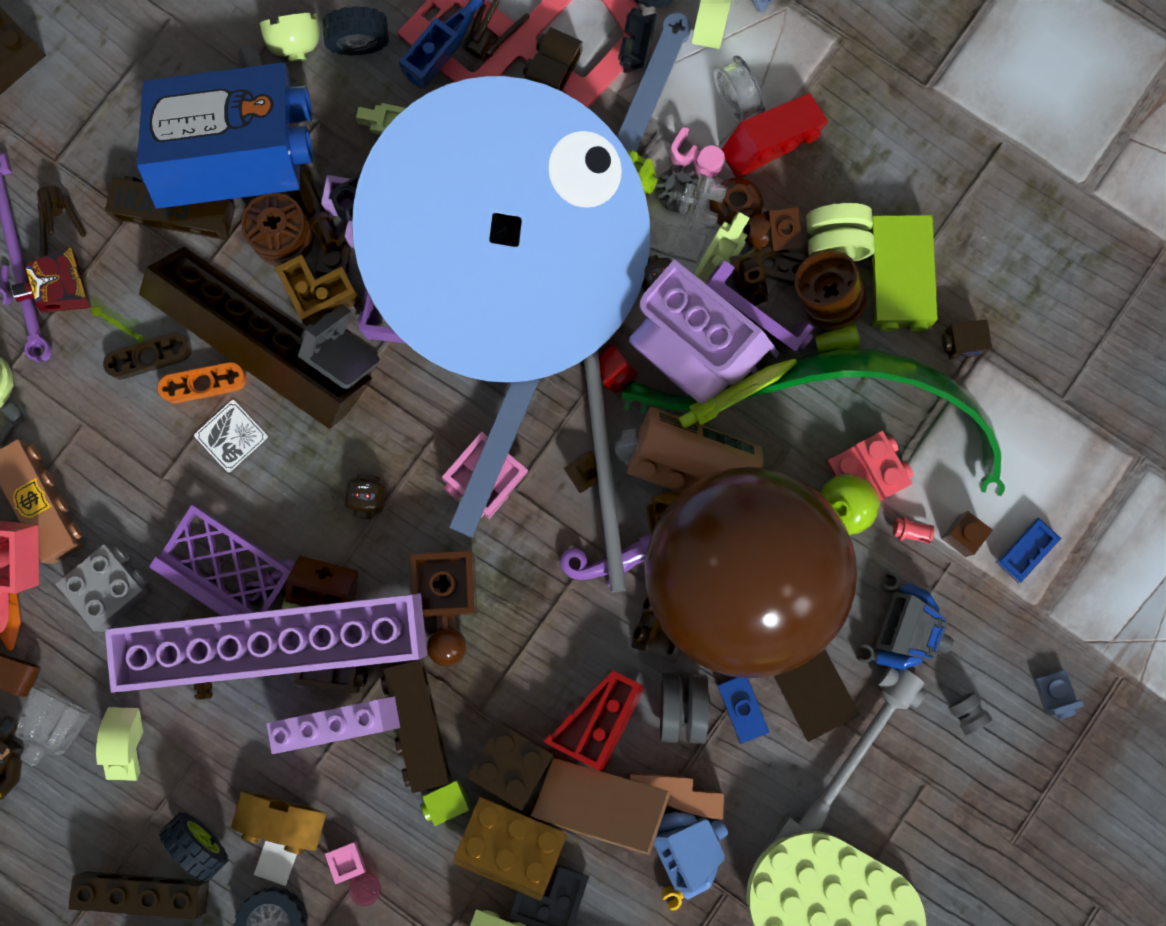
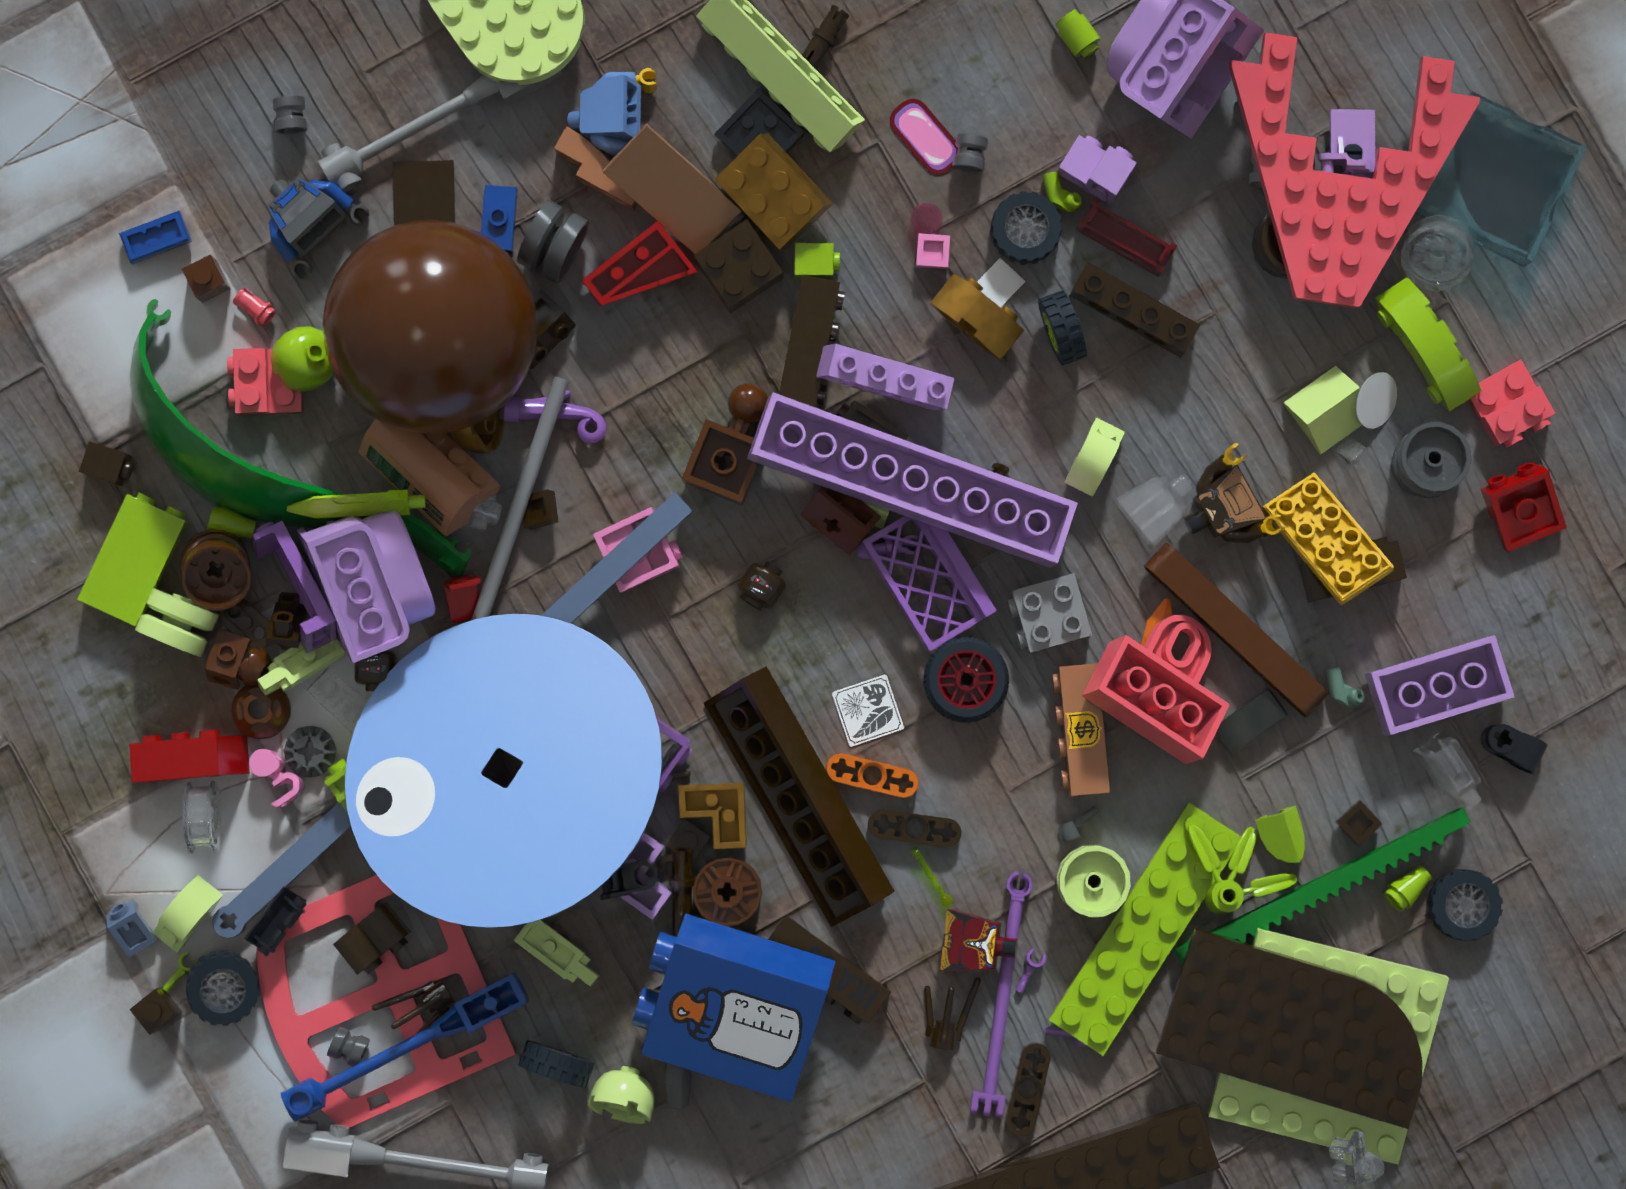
camera: 160 degrees left, 5 degrees up
(133, 492) = (987, 686): none -> wheel
(335, 352) = (724, 737): dark grey bracket -> none
(705, 190) = (300, 725): clear hips -> none
(1057, 694) = (199, 93): sand blue bracket -> none

